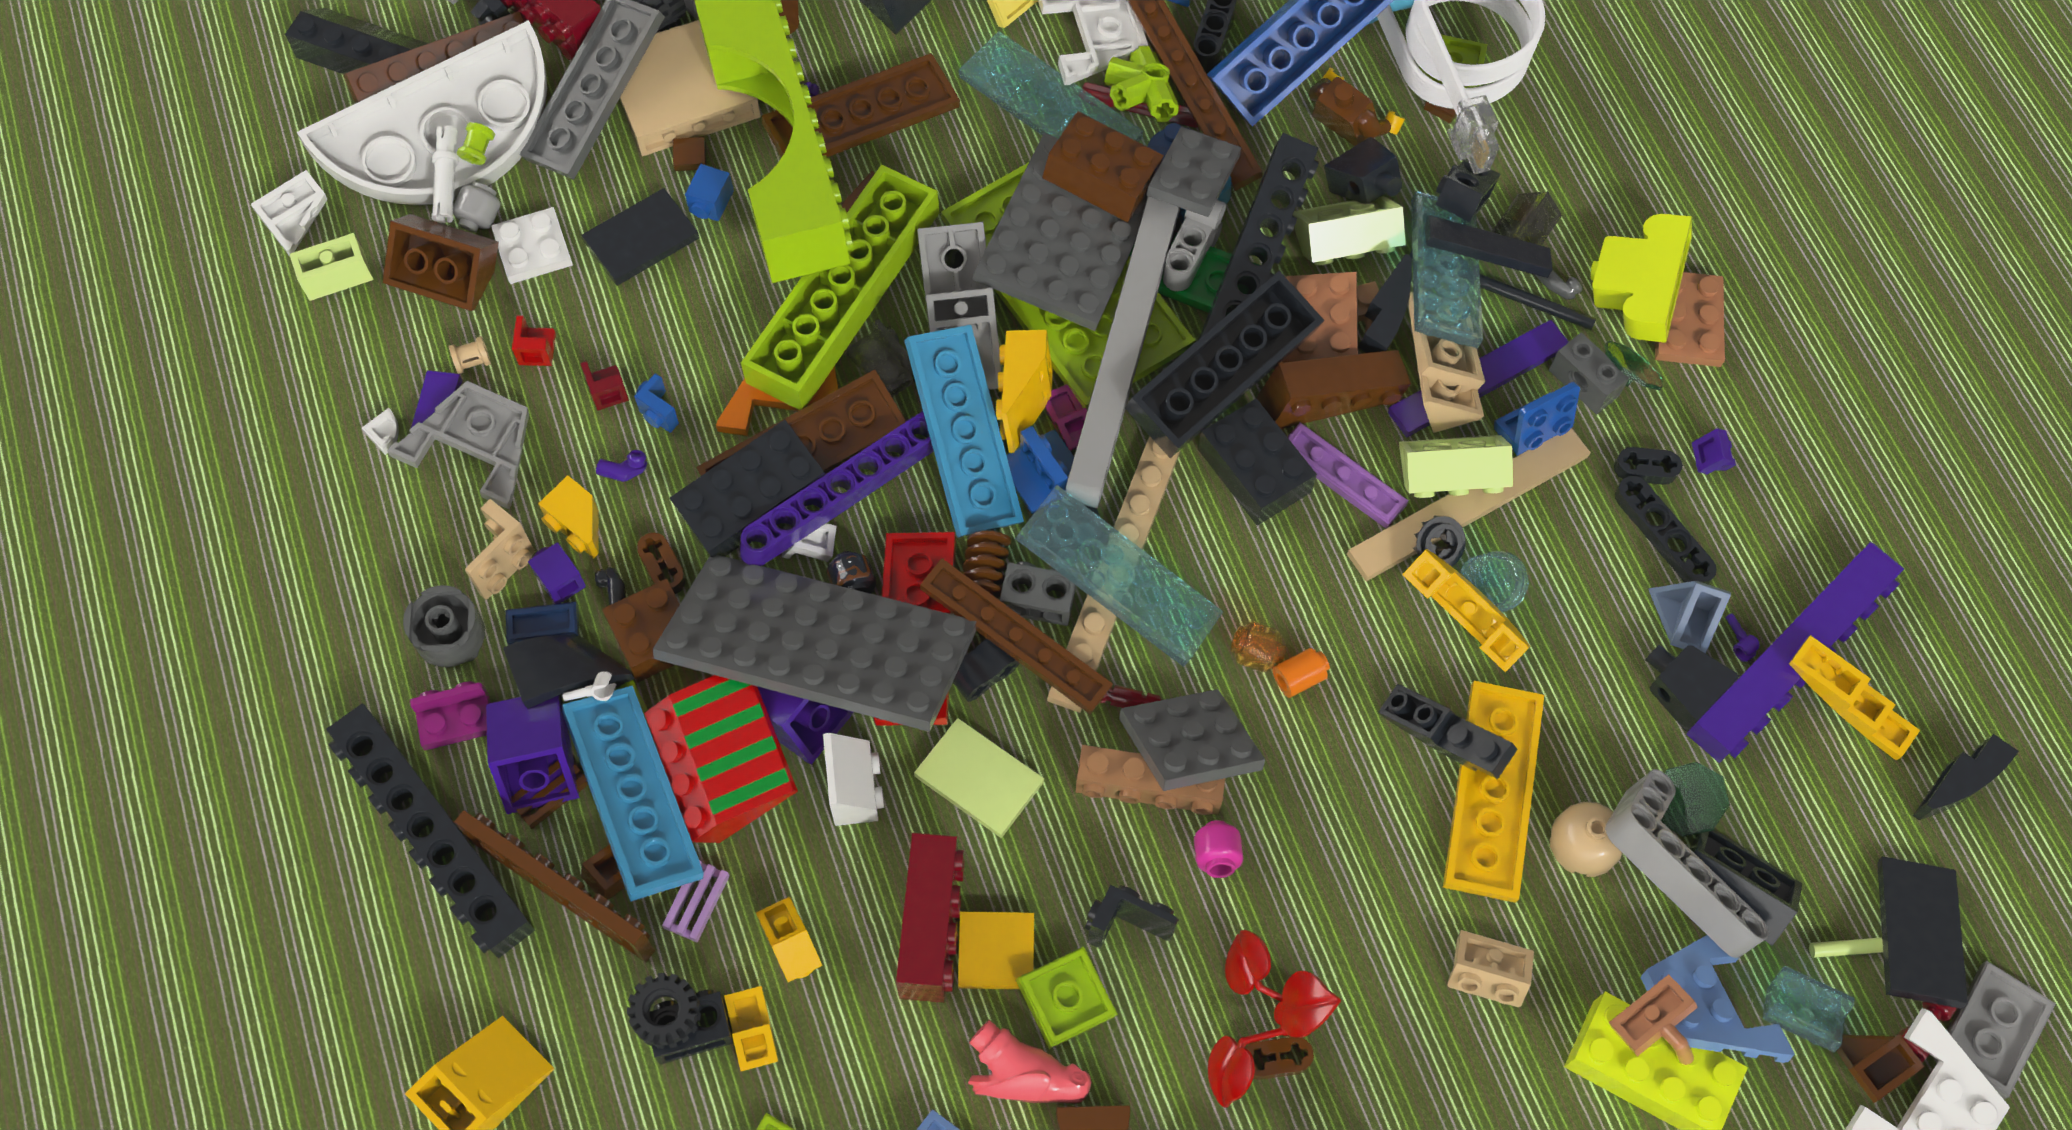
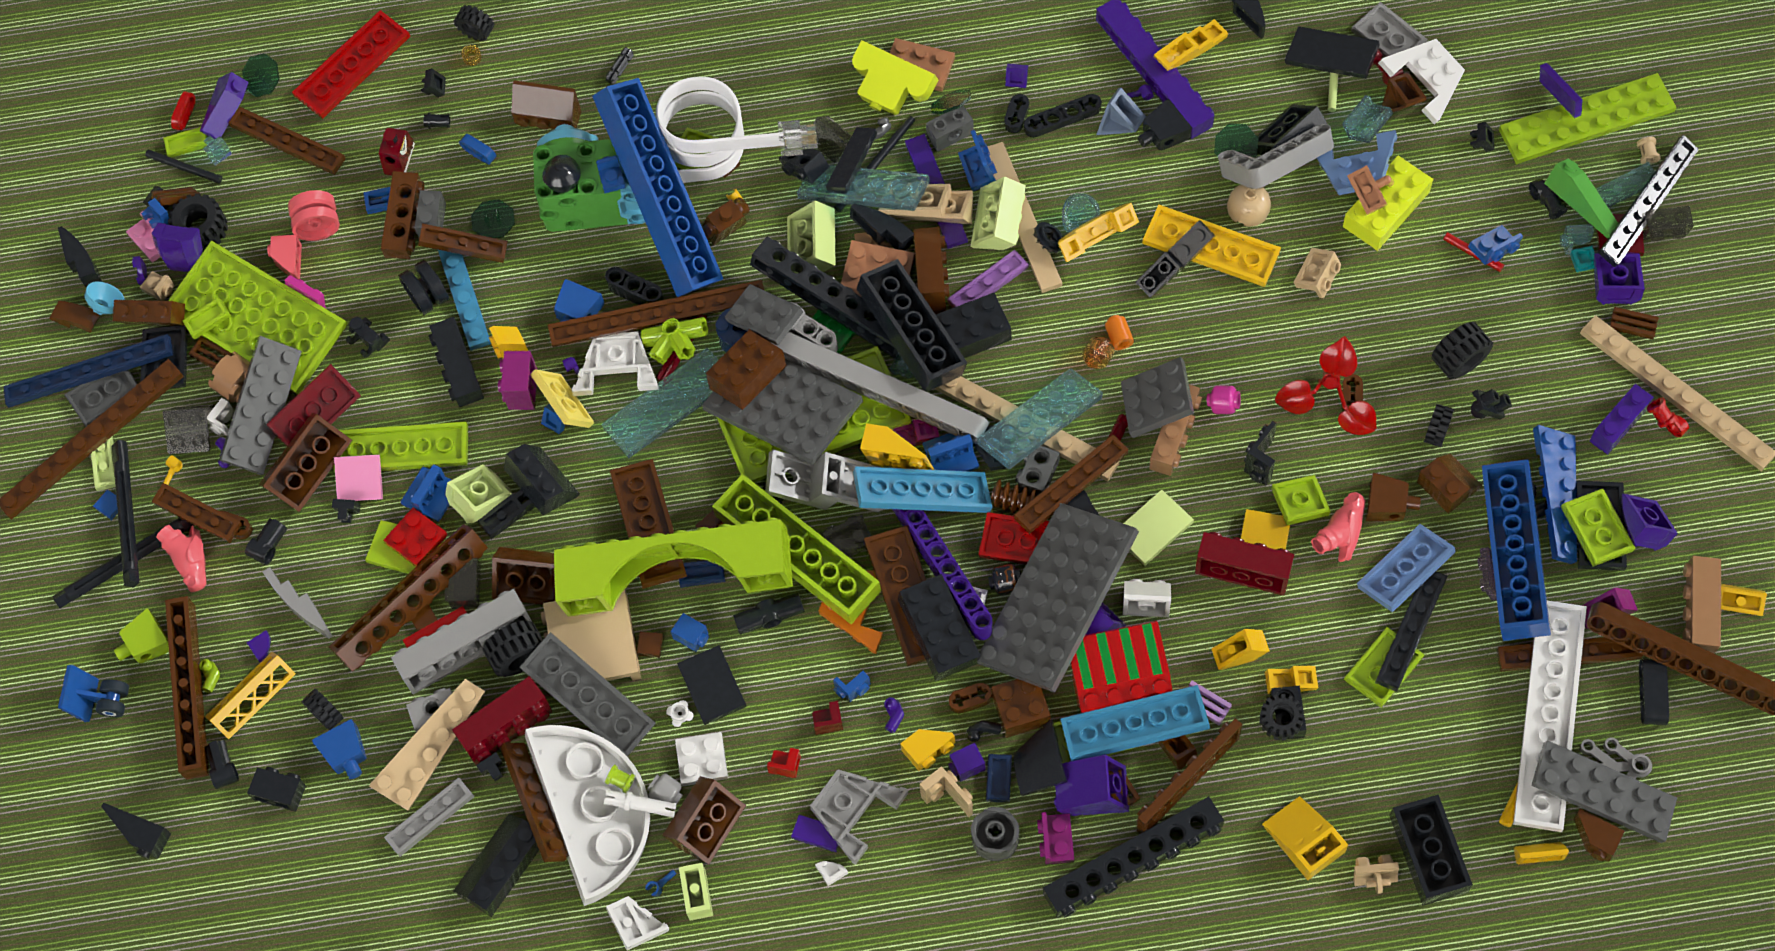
camera: 70 degrees left, 0 degrees up
(347, 227) = (660, 883): none -> blue hand
(469, 355) = (785, 805): tan bush -> none
(590, 199) = (681, 706): none -> white plate
(599, 690) = (1064, 733): white hand -> none
(750, 279) = (768, 613): none -> black piece
(1364, 172) = (776, 217): black torso -> none

